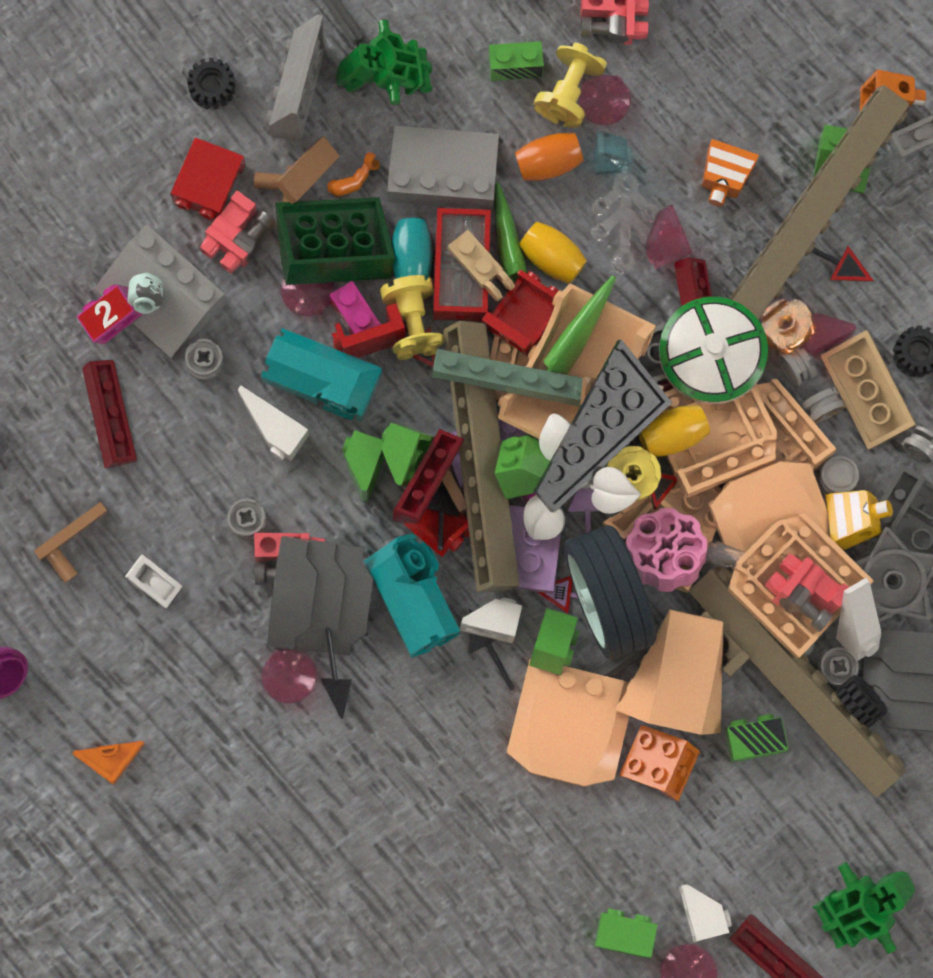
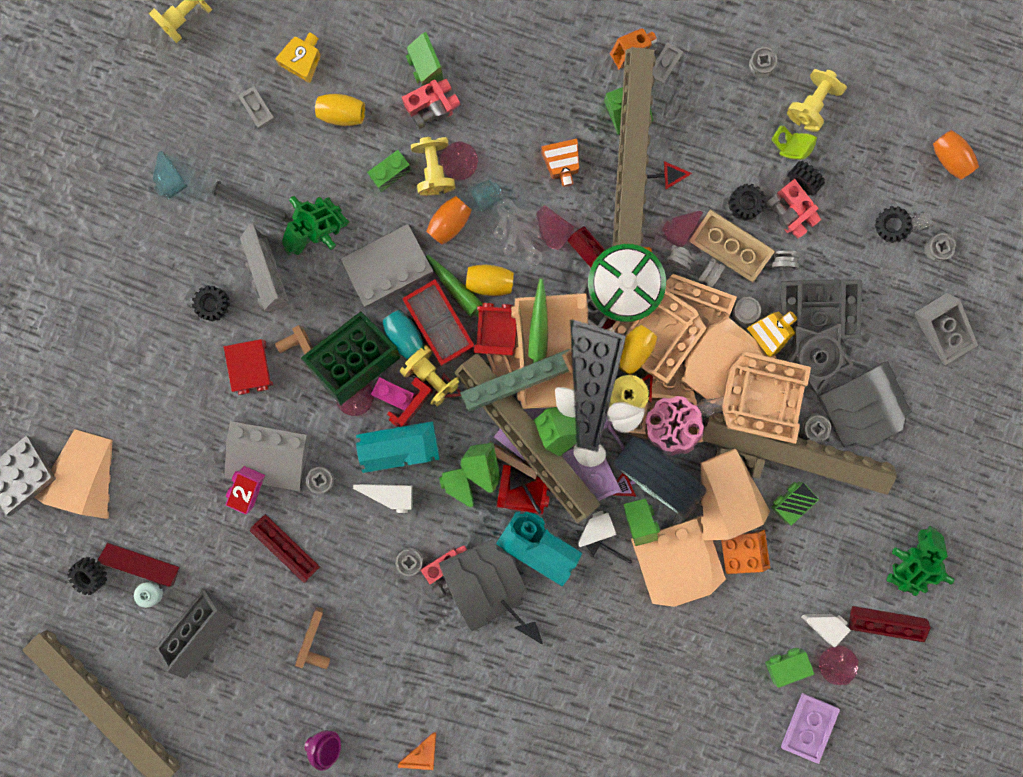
camera: 25 degrees left, 10 degrees up
(145, 293) = (258, 466): light aqua head -> none
(153, 581) = (378, 636): white slope -> none
(228, 233) = (284, 393): coral hips -> none
(289, 676) = (495, 640): clear pink dish -> none
(307, 169) = (306, 323): medium nougat tile -> none
(355, 182) = (340, 310): orange arm -> none
(427, 477) = (505, 475): dark red slope -> none
(479, 263) = (450, 318): tan hinge -> none
(797, 334) = (656, 228): clear orange plate -> none
(806, 586) = (773, 396): coral hips -> none
(858, 621) = (818, 398): white slope -> none
(861, 701) = (845, 443): black tyre -> none

